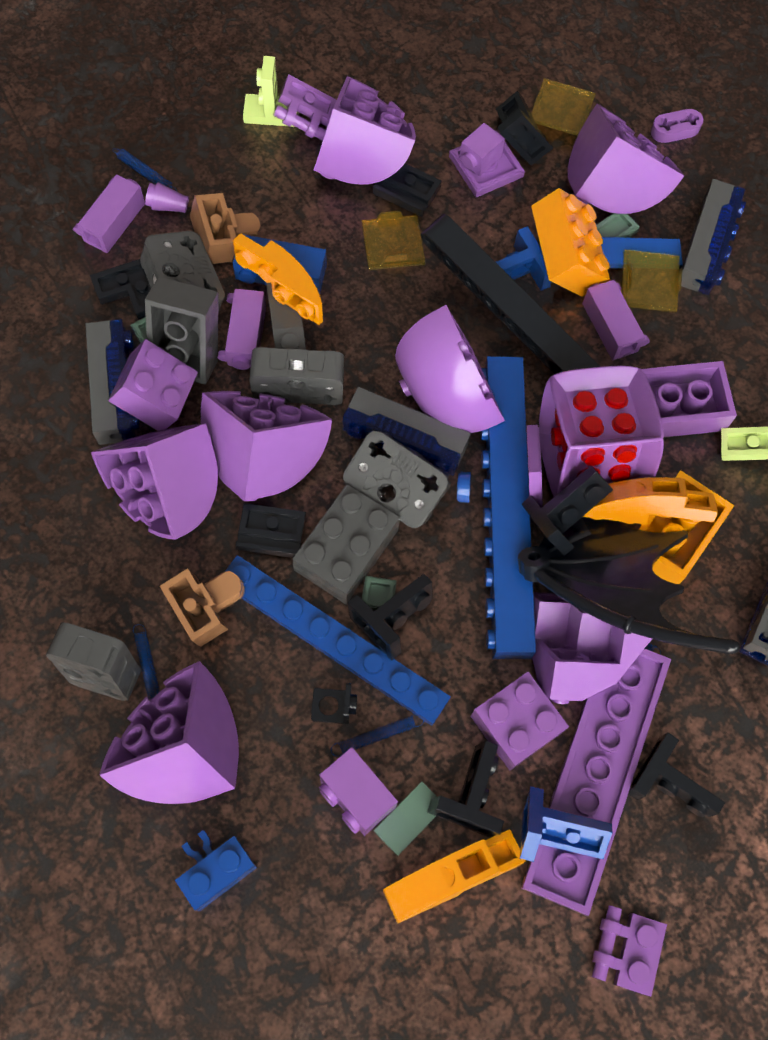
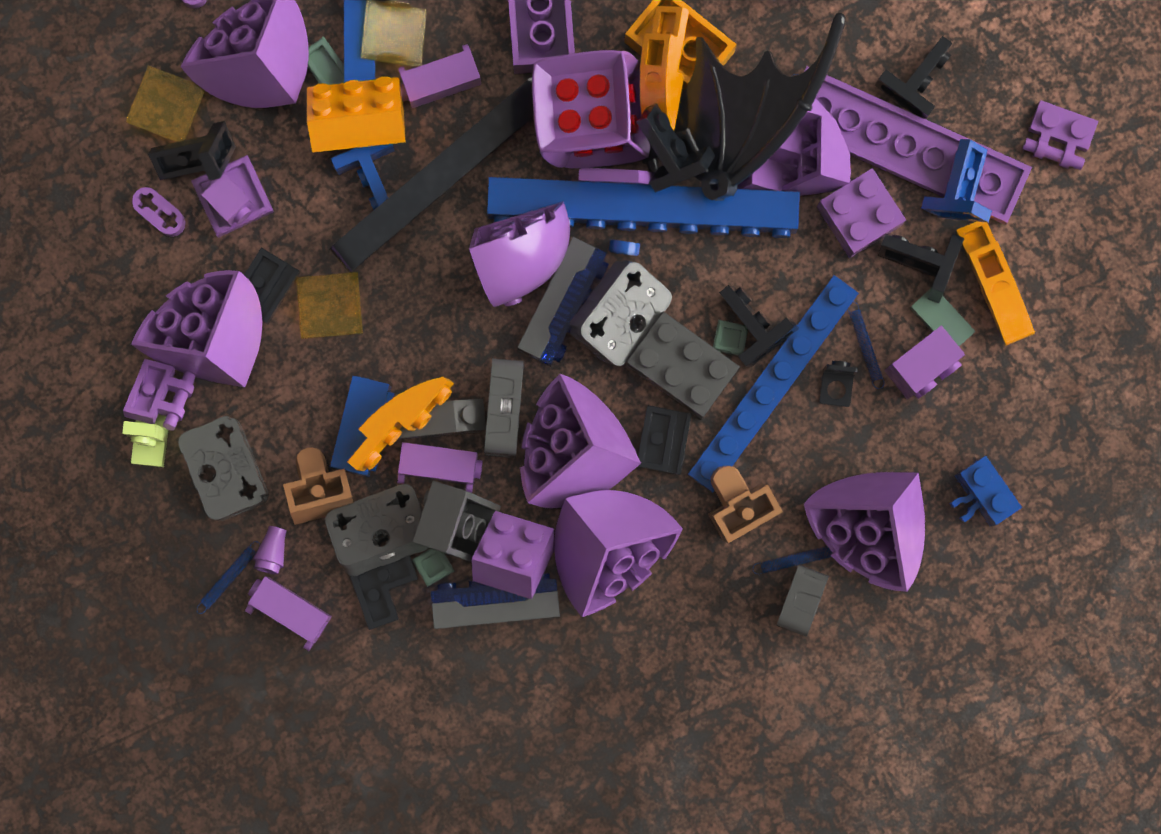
camera: 85 degrees left, 15 degrees up
(241, 159) = (233, 467): none -> dark grey axle
(464, 106) = (154, 217): none -> medium lavender beam

